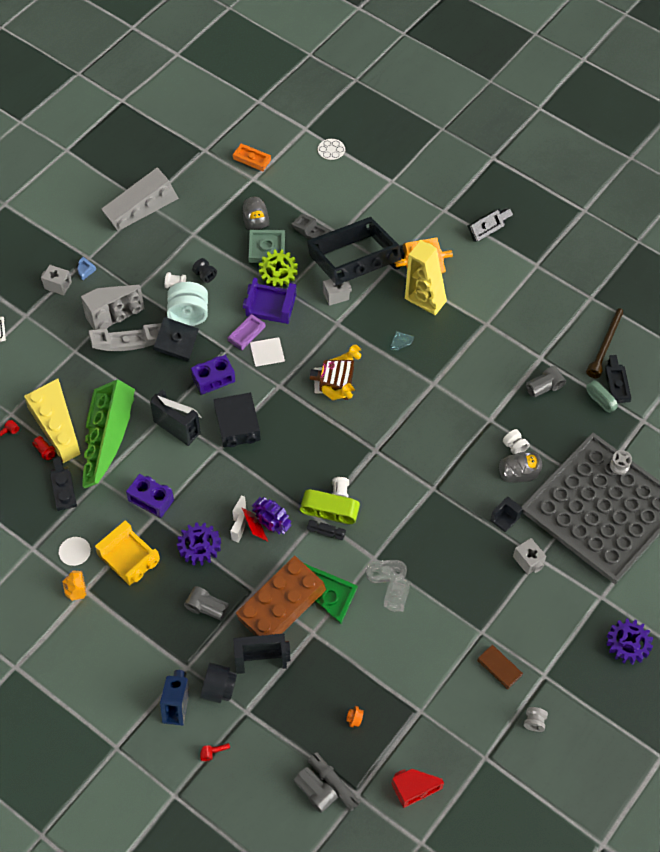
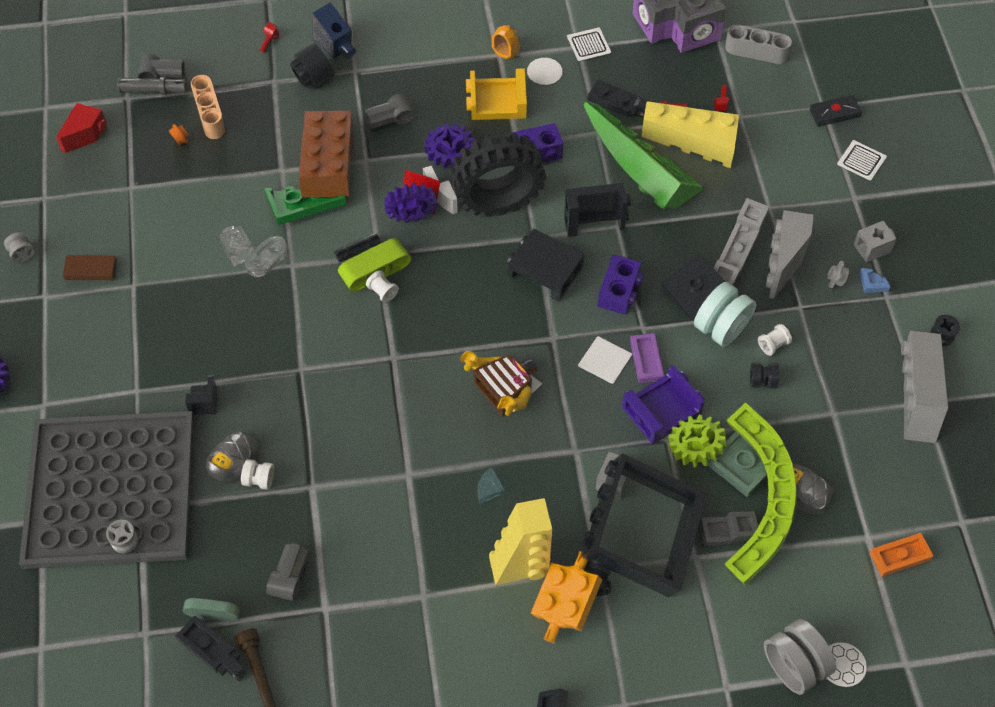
camera: 135 degrees right, 0 degrees up
(23, 544) = (588, 44): none -> white sticker
(90, 216) = (949, 322): none -> black wheel
(97, 278) = (838, 274): none -> light grey plate
(176, 405) = (601, 217): white sticker -> none
(210, 471) = (502, 192): none -> black tyre
(260, 648) = (289, 117): black panel -> none
(277, 209) = (781, 495): none -> lime plate
(312, 731) = (208, 106): none -> light nougat beam
(353, 152) = (799, 656): none -> light grey wheel
(529, 556) = (142, 374): light grey brick -> none

